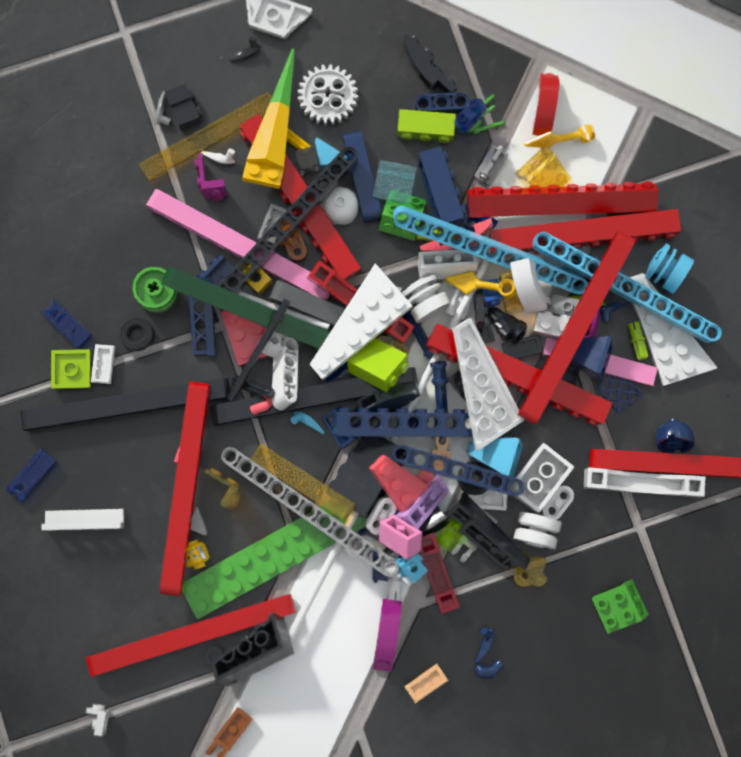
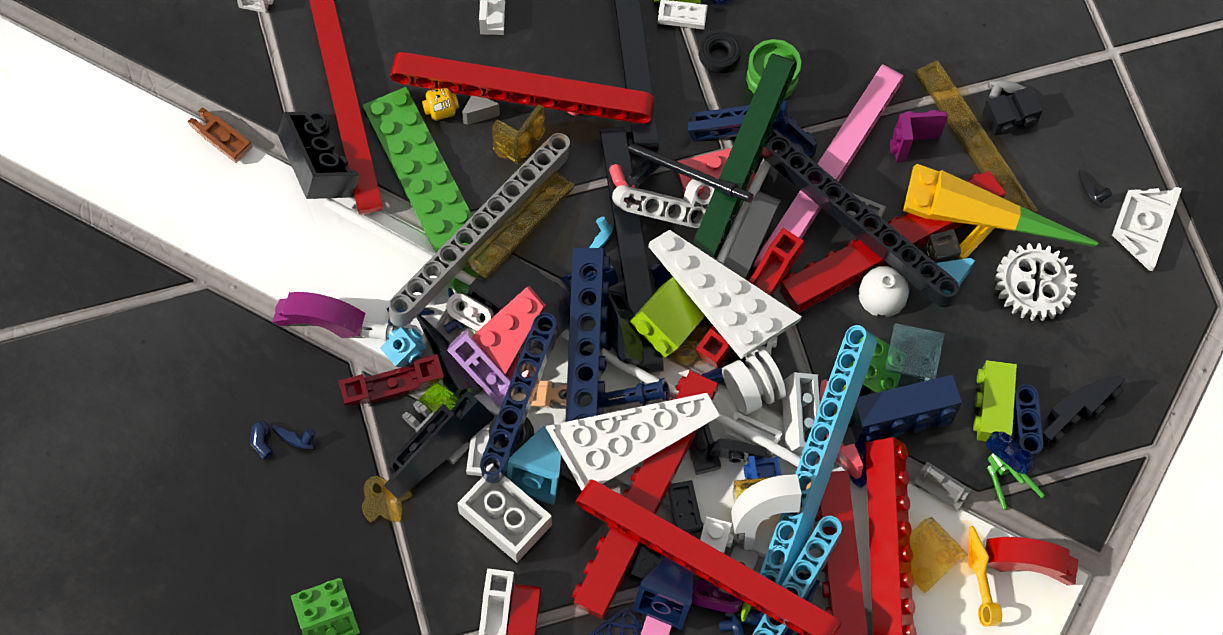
camera: 95 degrees right, 15 degrees down
(223, 159) = (945, 158): white bar -> none
(263, 284) = (776, 189): yellow brick -> none
(295, 243) = (832, 232): dark orange plate -> none
(363, 177) = (964, 313): dark blue beam -> none
(400, 536) = (440, 328): bright pink brick -> none
(426, 683) = (253, 361): light nougat plate -> none
(469, 282) = (775, 437): yellow piece -> none
(506, 325) = (714, 487): black rock -> none
(537, 534) = (434, 503): white wheel -> none
(557, 503) = (471, 541): white plate -> none

